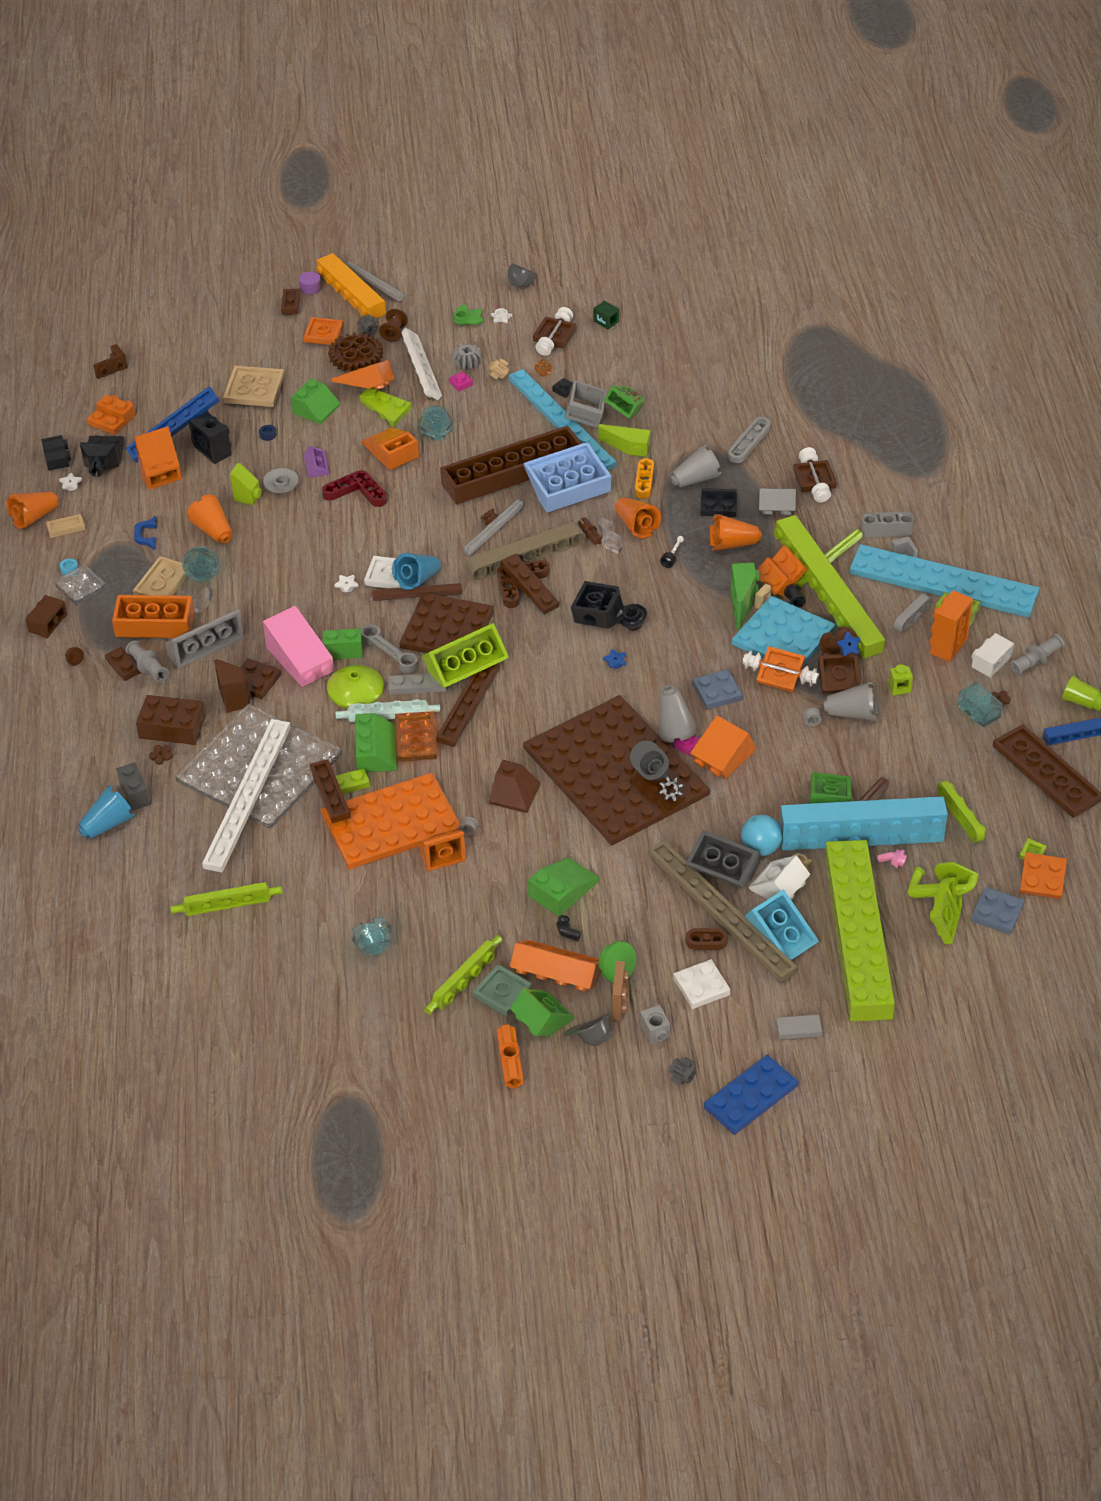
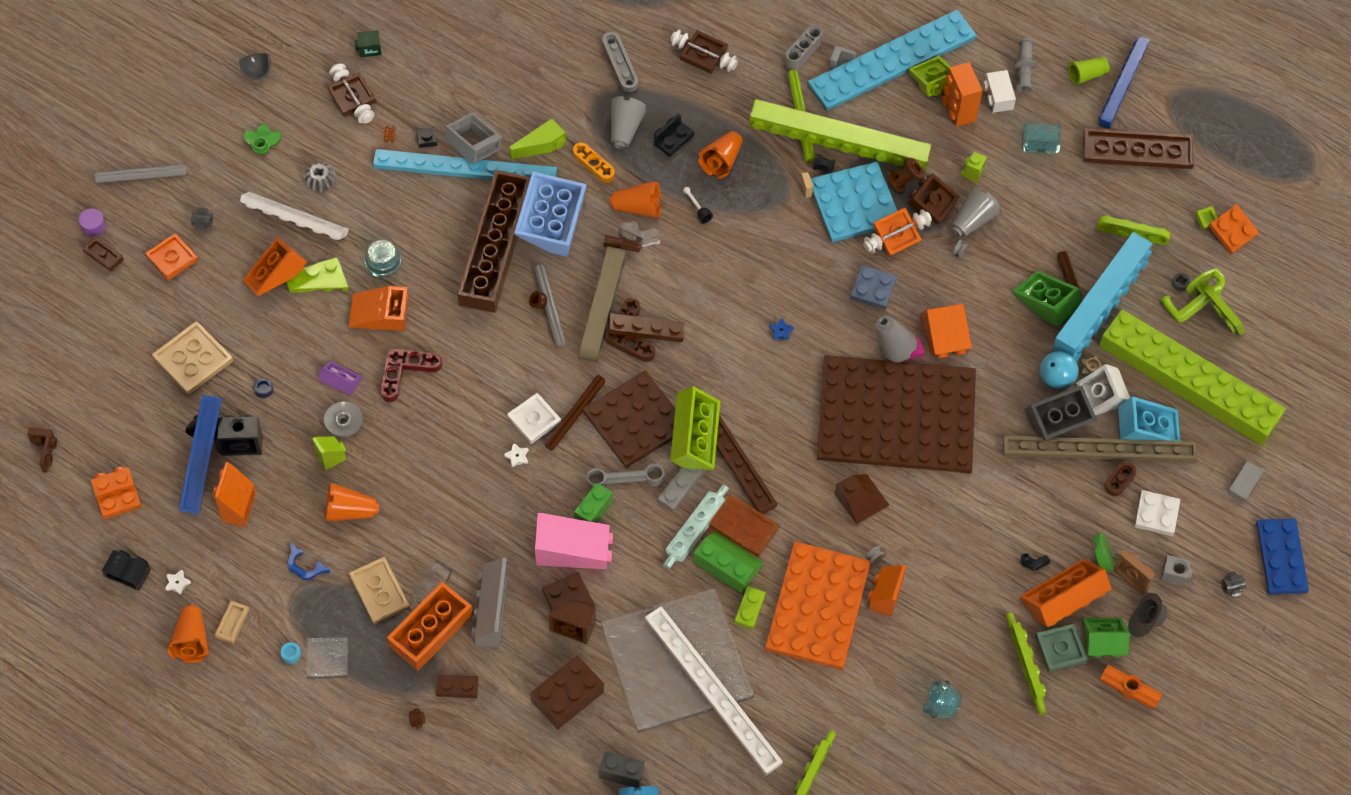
camera: 55 degrees left, 15 degrees up
(46, 616) = (344, 709): reddish brown brick -> none
(102, 453) = (164, 533): black plate -> none
(147, 661) = (479, 666): light grey piece -> none
(160, 753) = (594, 725): reddish brown plant -> none
(200, 564) = (400, 549): clear light blue cone -> none
(314, 401) = (264, 326): bright green slope -> none
(330, 791) = (761, 627): reddish brown plate -> none
(350, 286) = (133, 196): light orange brick -> none
(355, 351) = (242, 256): reddish brown gear -> none
(355, 685) = (643, 540): lime dish -> none
(391, 330) = (219, 194): reddish brown hose -> none
(414, 569) = (562, 397): dark azure cone -> none
(460, 381) = (342, 203): dark pink plate -> none
(498, 368) = (360, 166): tan gear -> none
(501, 315) = (286, 111): white plate -> none
(560, 885) = (989, 534): bright green slope -> none
(603, 607) = (724, 297): black brick -> none
(627, 402) = (500, 109): bright green torso -> none
(649, 760) = (929, 387): dark grey piece -> none
(666, 790) = (966, 393): gear -> none
(743, 590) = (796, 195): bright green slope -> none
(777, 500) = (709, 96): light grey slope -> none
(781, 570) = (796, 152): orange plate -> none
(844, 644) = (924, 171): blue plate -> none
(898, 858) = (1143, 301): bright pink plate -> none
(912, 613) = (911, 105): light grey beam -> none
(997, 910) = (1240, 280): sand blue plate -> none
(1002, 697) = (1040, 119): reddish brown plant -> none

